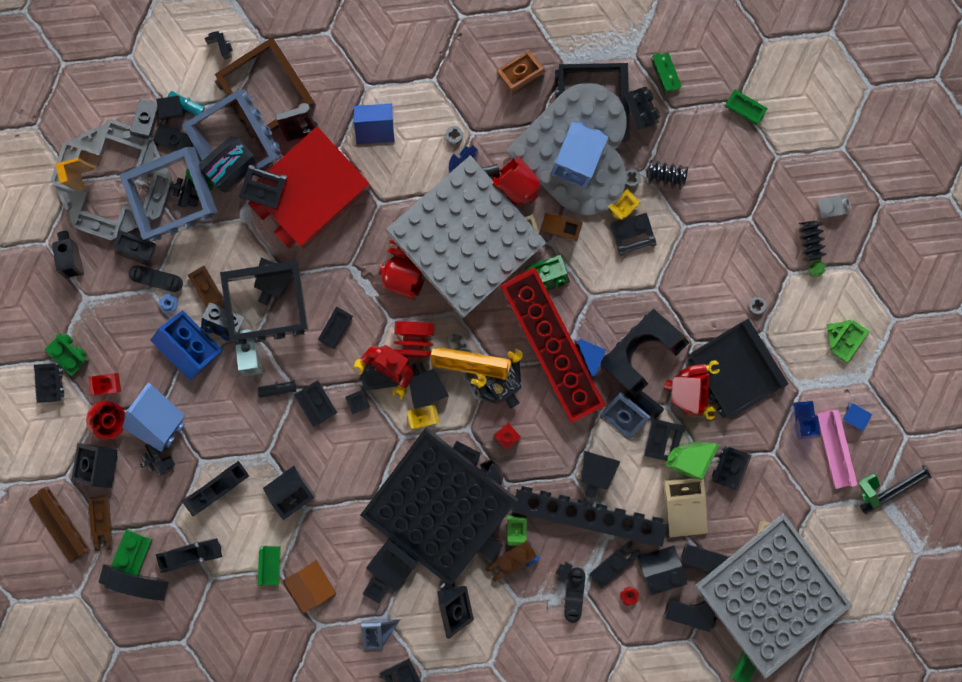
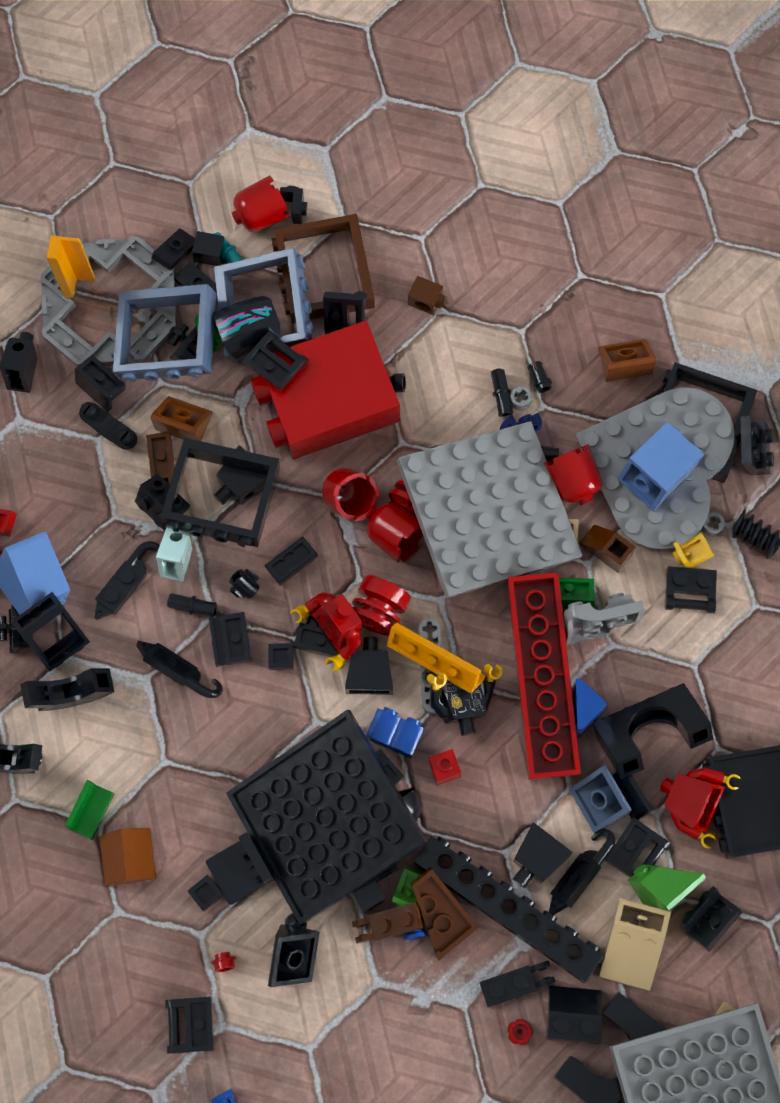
camera: 30 degrees right, 15 degrees down
(173, 303) = (114, 463): medium blue plate -> none
(173, 448) = (40, 615): none -> black window
(186, 345) = (108, 512): blue slope -> none
(195, 59) = (259, 206): none -> red cylinder
(208, 250) = (181, 419): none -> dark orange slope
(220, 390) = (123, 582): none -> black plate
(286, 440) = (176, 668): none -> black plate
(289, 492) = (152, 732): black slope -> none
(309, 359) = (244, 584): none -> black gear
(351, 81) = (426, 295): none -> reddish brown brick
(357, 159) = (398, 382): none -> black hinge
(359, 263) = (355, 497): none -> red cylinder
(374, 123) = (432, 352): blue slope -> none
(377, 632) = (184, 948): sand blue slope -> none
(408, 631) = (223, 962): none -> red plate
(422, 416) = (357, 702): yellow bracket -> none
(438, 136) = (501, 392): none -> black axle
(462, 113) = (541, 381): none -> black pin
(462, 424) = (394, 732): none -> blue brick
(545, 539) = (442, 913): none -> reddish brown wing
(563, 571) = (448, 964): black plate -> none
(574, 595) = (450, 1001): black piece -> none
(588, 275) = (587, 623): none -> light grey slope
(630, 472) = (580, 874): none -> black plate

